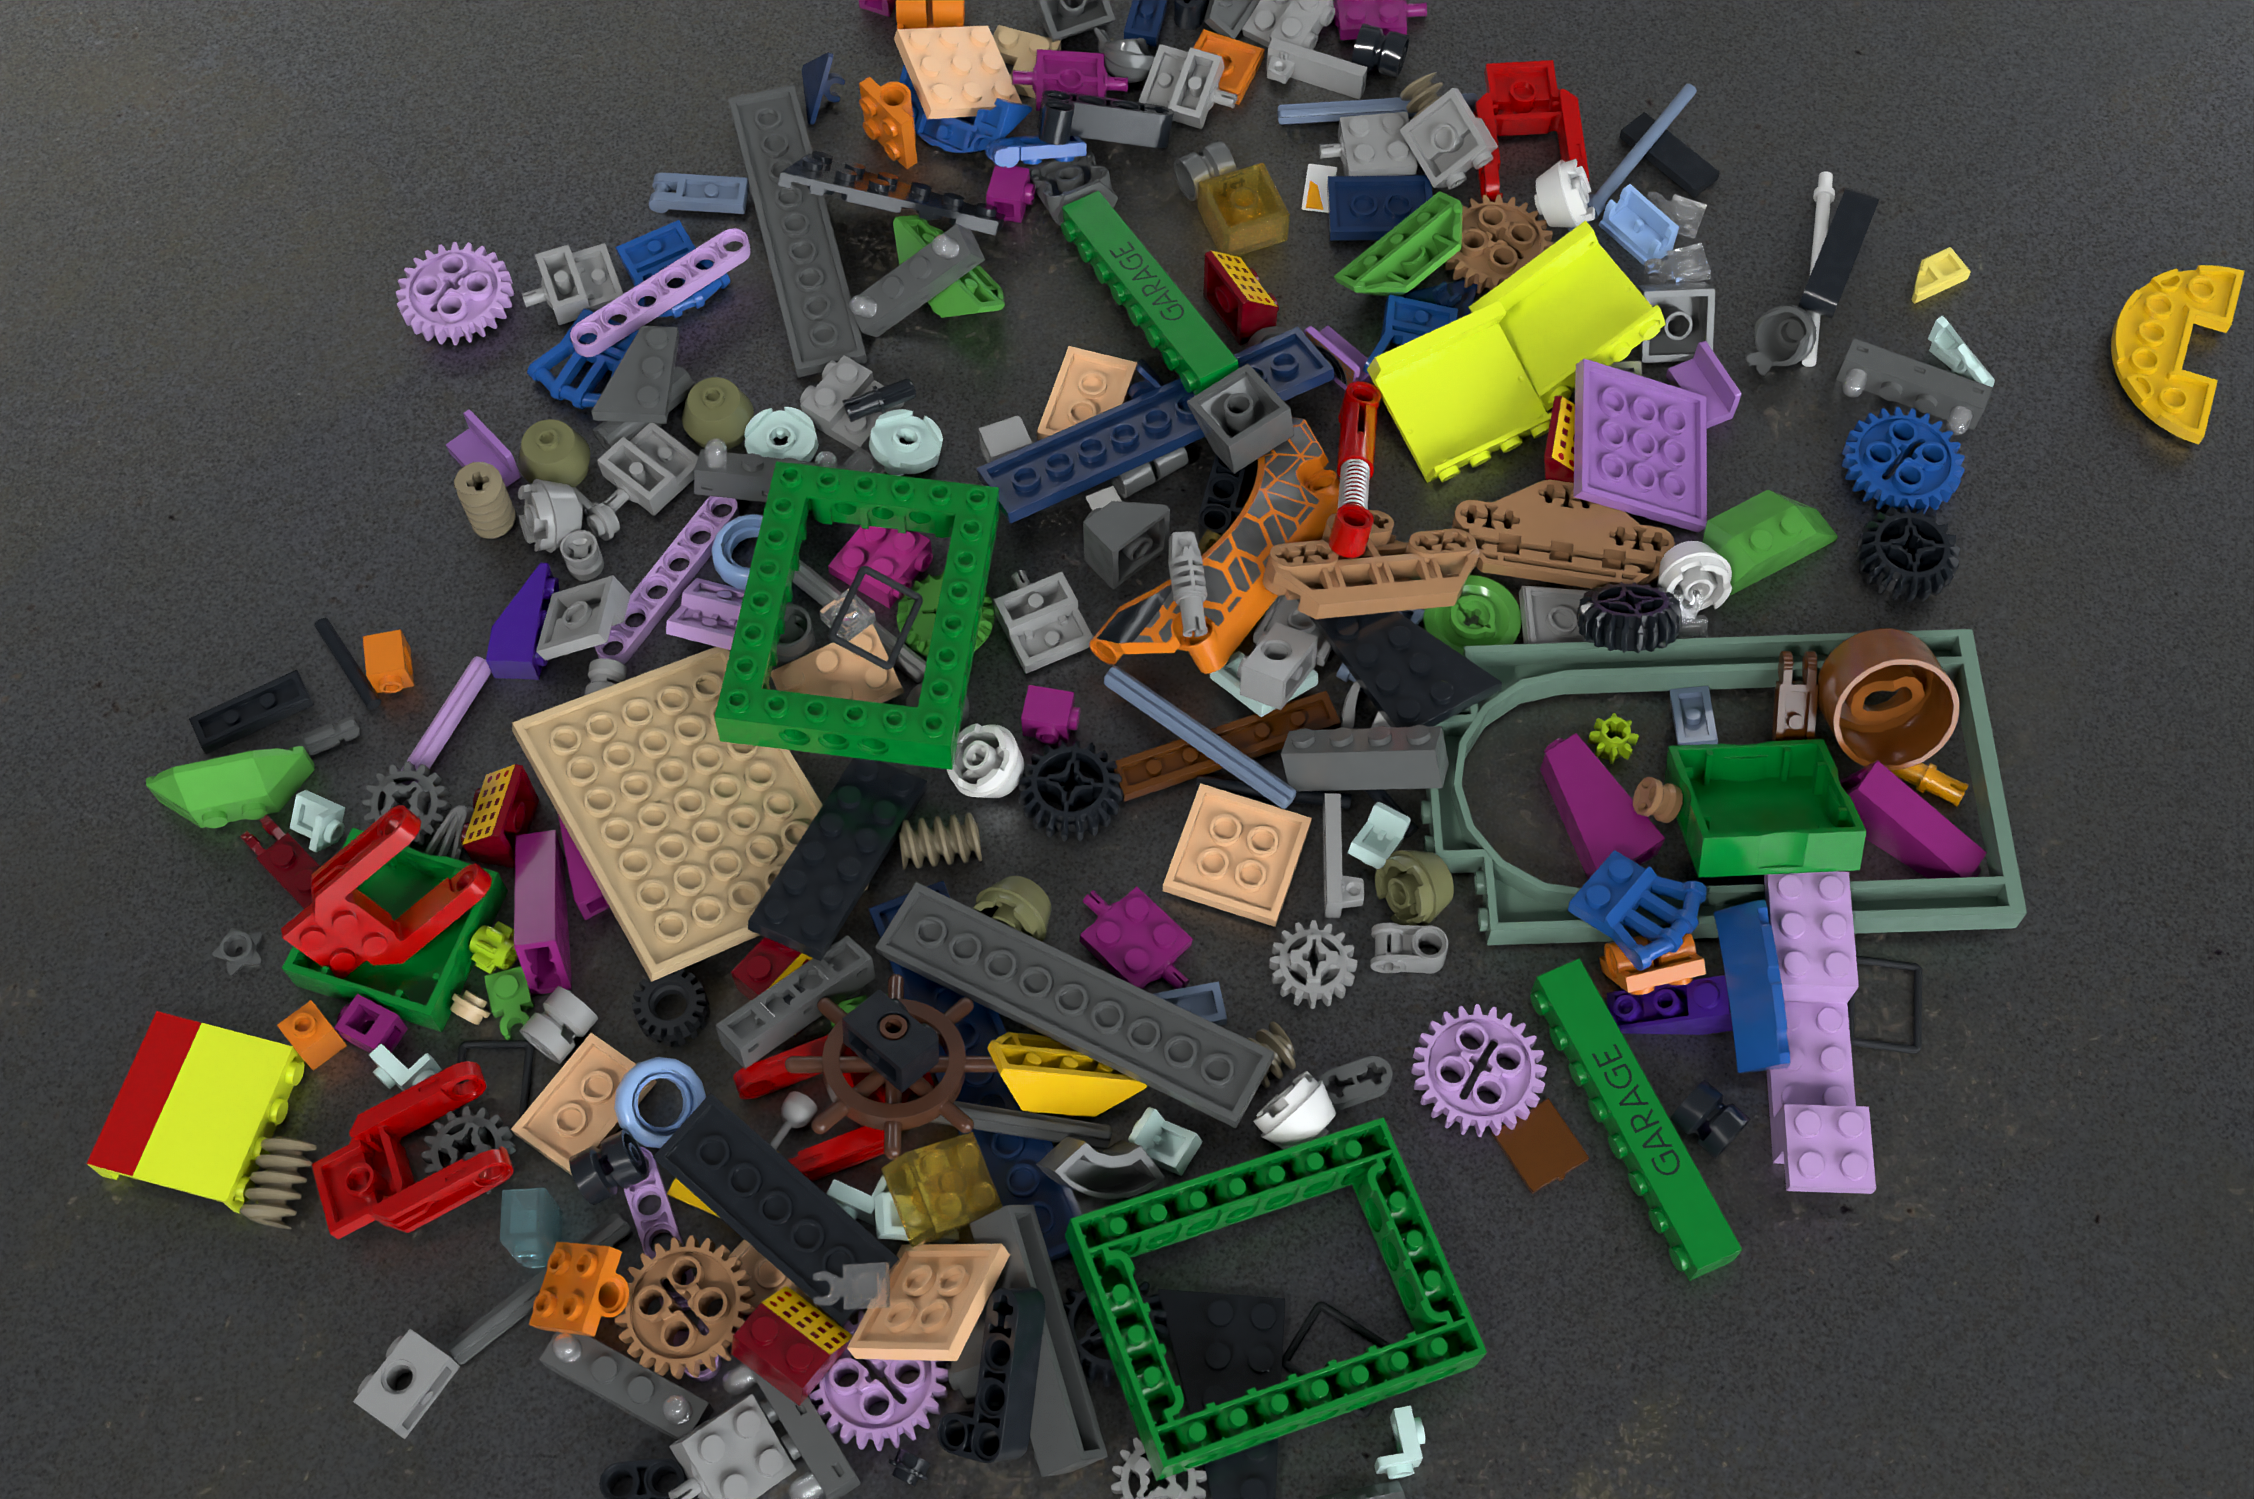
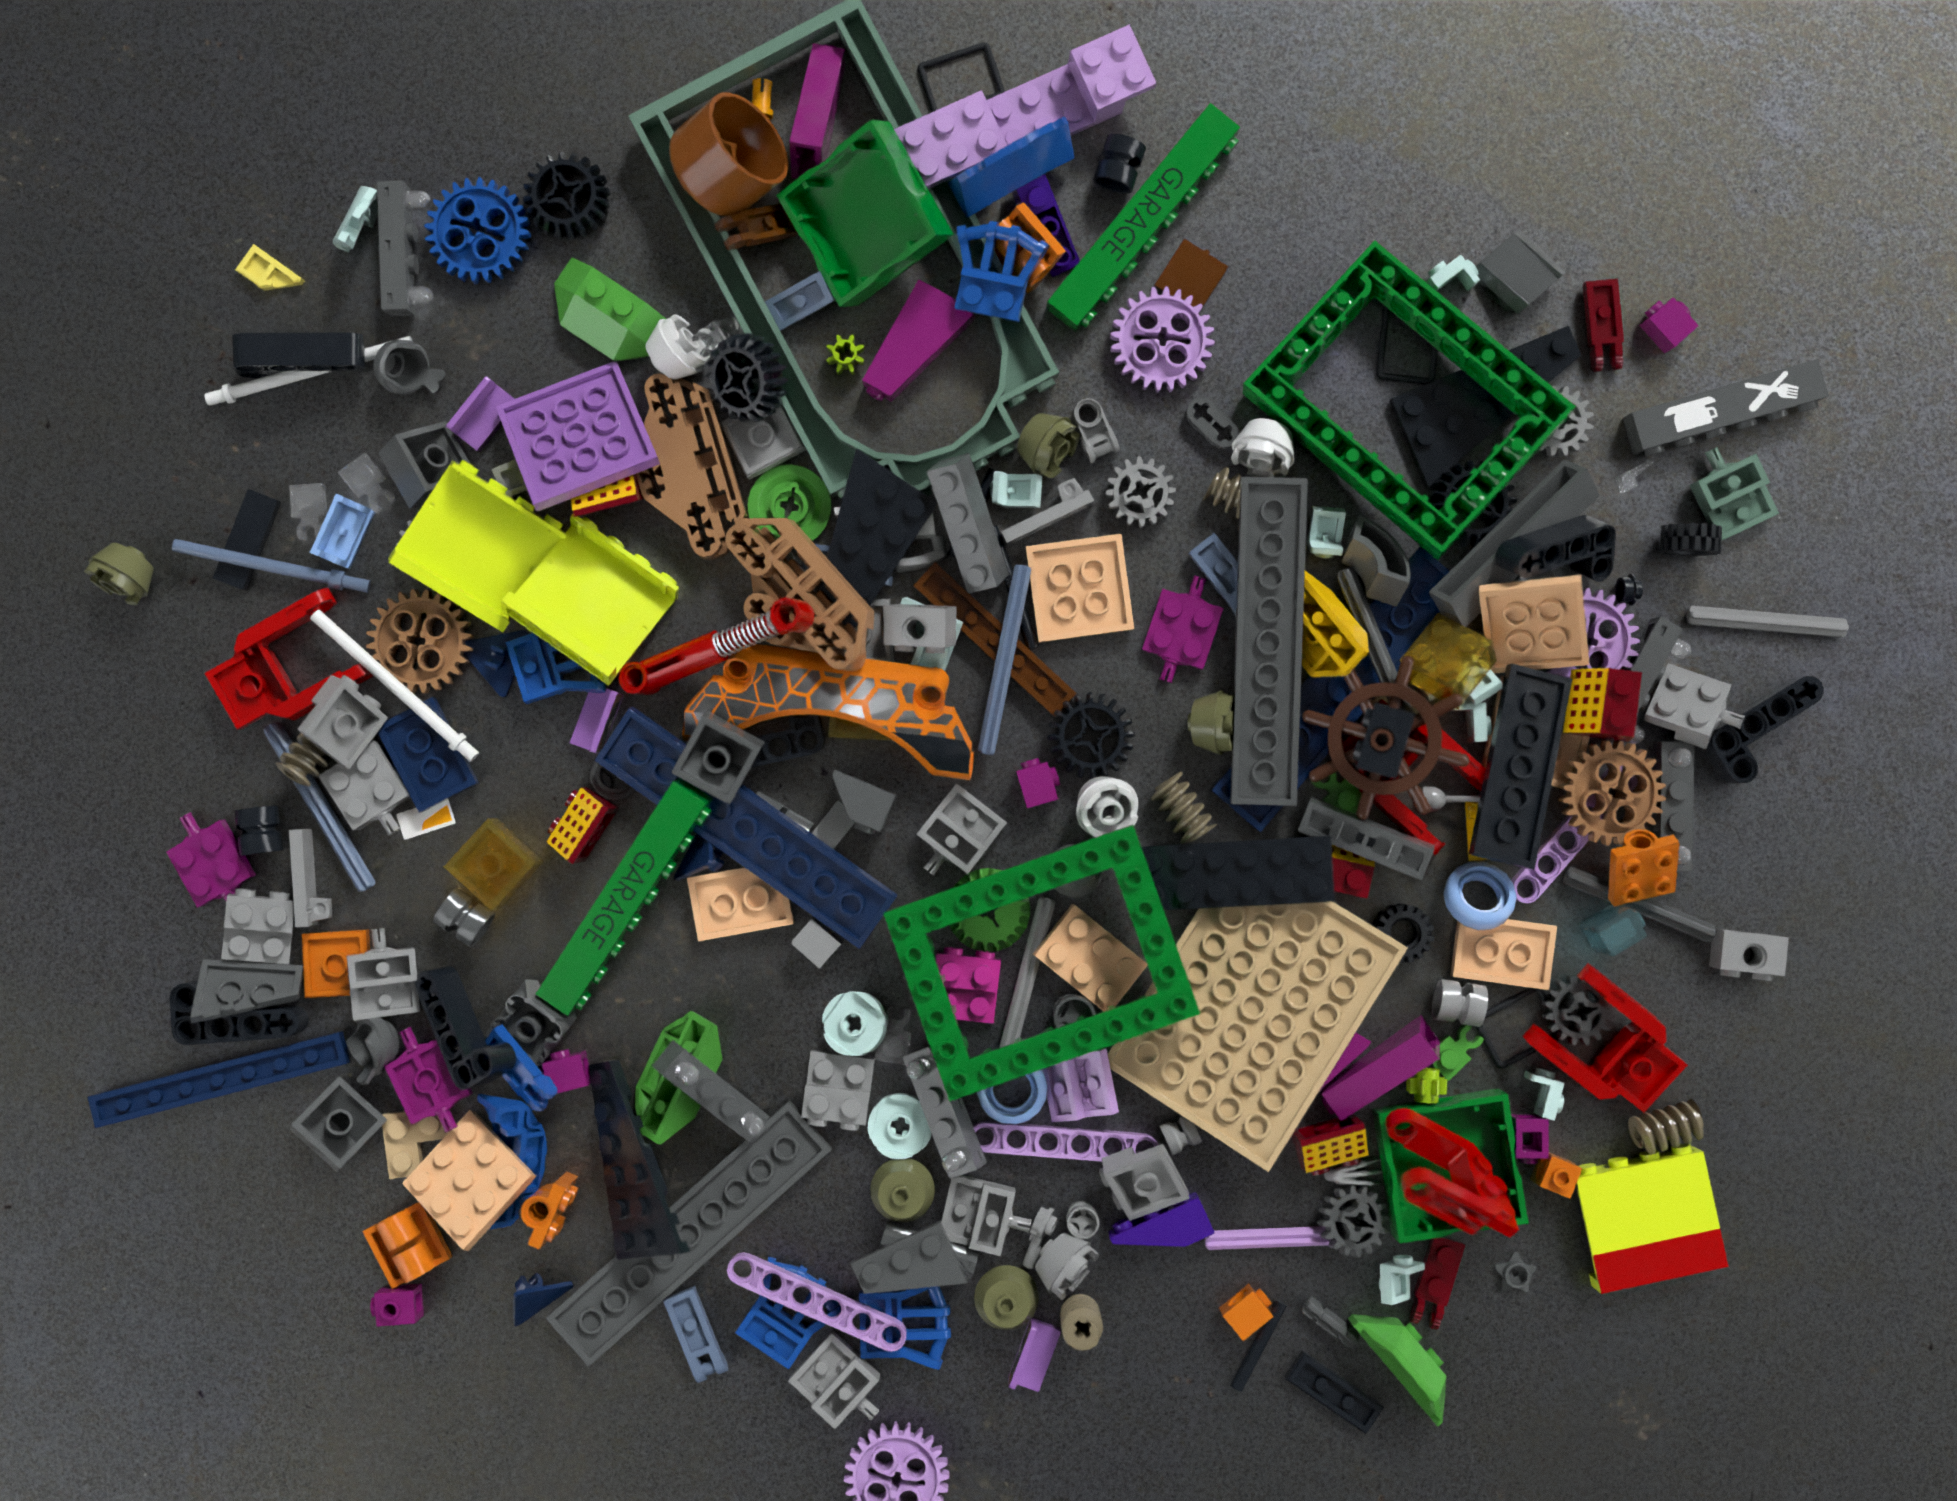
camera: 120 degrees left, 25 degrees up
(470, 1007) = (1477, 1076): tan plate -> none
(613, 1165) = (1547, 900): black wheel -> none
(846, 604) = (1064, 963): black piece -> none
(856, 619) = (1065, 962): clear plate -> none
(861, 1286) = (1547, 676): clear plate -> none
(879, 399) = (831, 1062): black axle -> none
(1188, 581) = (897, 720): light grey hinge -> none
(1380, 228) = (457, 741): none -> white bar
(1408, 250) = (476, 703): bright green wedge -> none
(1564, 195) = (351, 600): white cone -> none
(1657, 799) = (894, 294): medium nougat wheel -> none
(1684, 40) = (121, 572): none -> olive cone
(2153, 341) = (250, 74): yellow plate -> none

